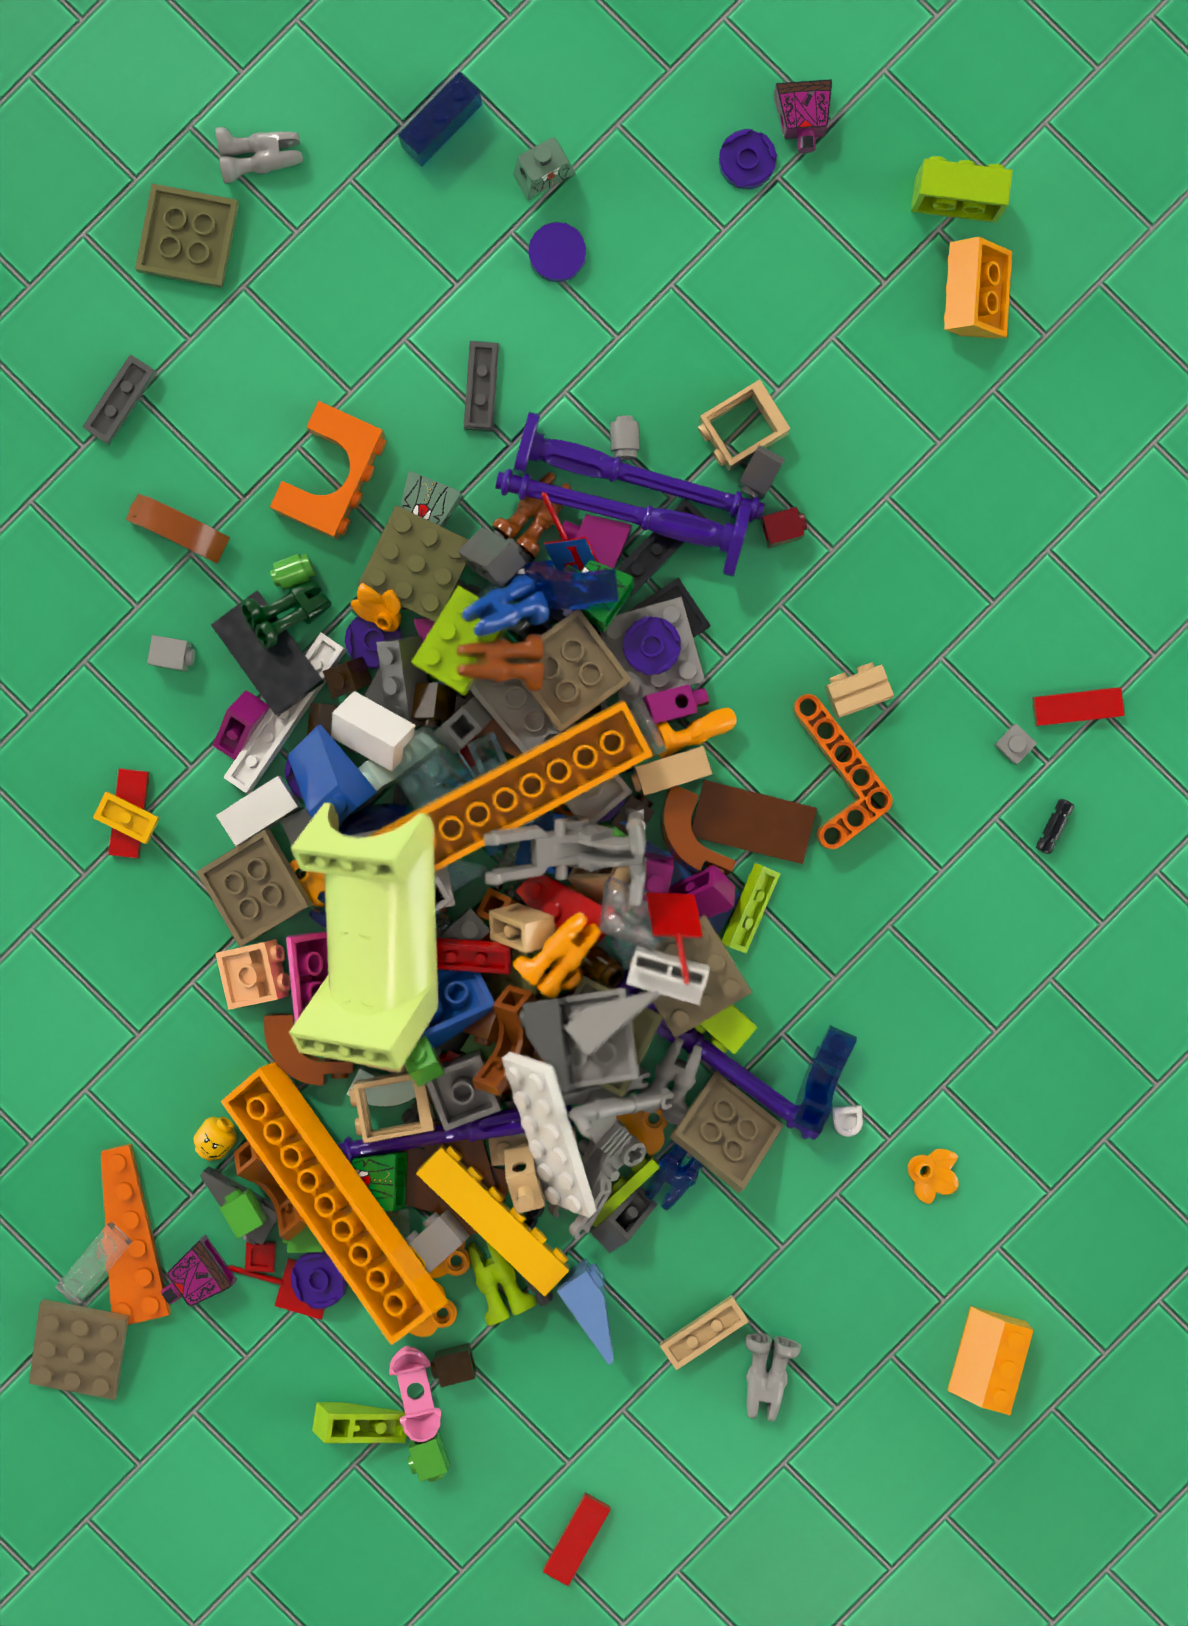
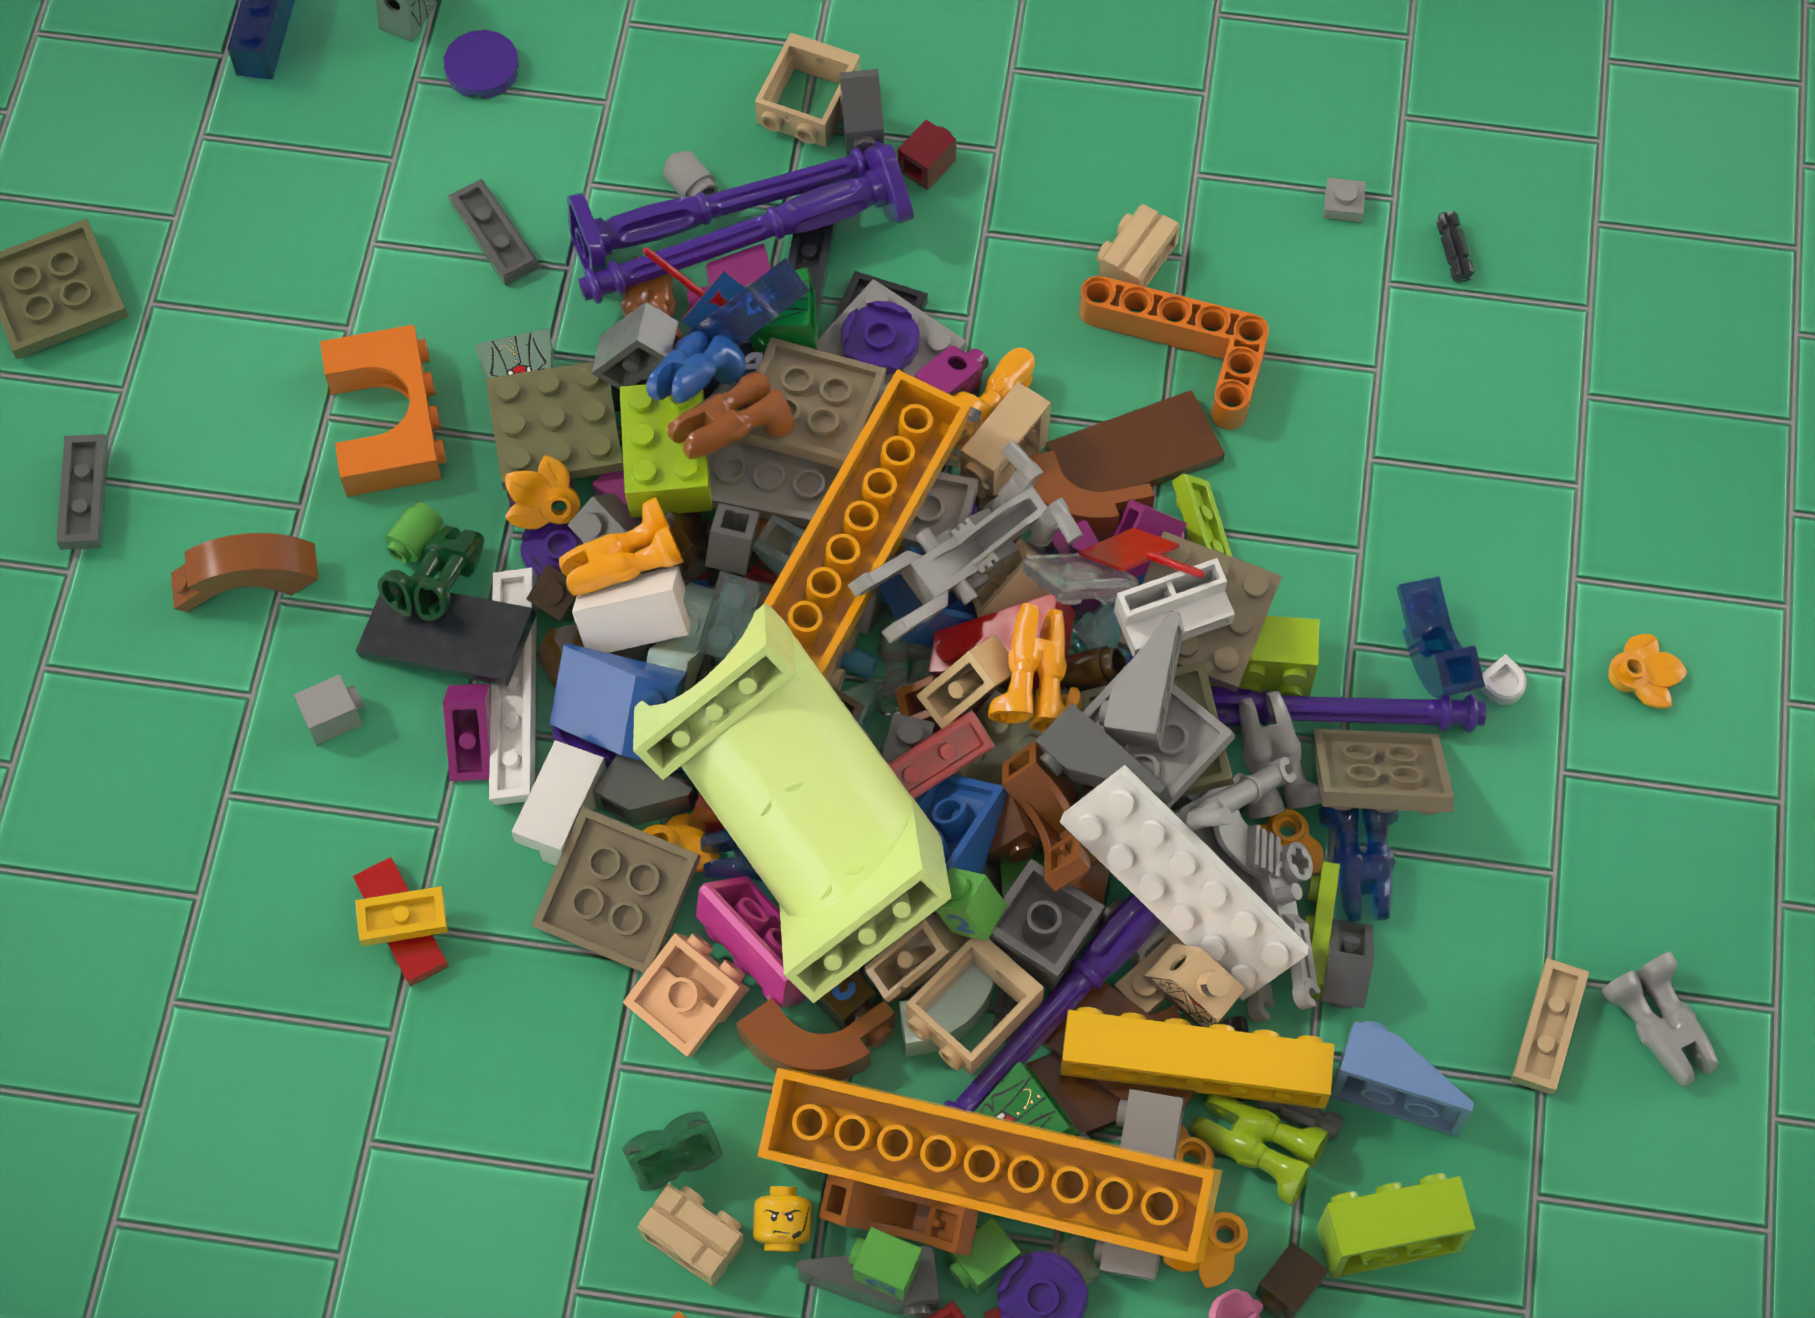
camera: 35 degrees left, 25 degrees down
(163, 1110) = (691, 1233): none -> tan brick
(181, 1061) = (682, 1146): none -> clear green brick
(266, 151) = (88, 156): light grey piece -> none
(378, 690) = (612, 559): none -> light orange piece
(527, 1382) = (1395, 1225): none -> lime brick
(1078, 706) = (1376, 125): red tile -> none

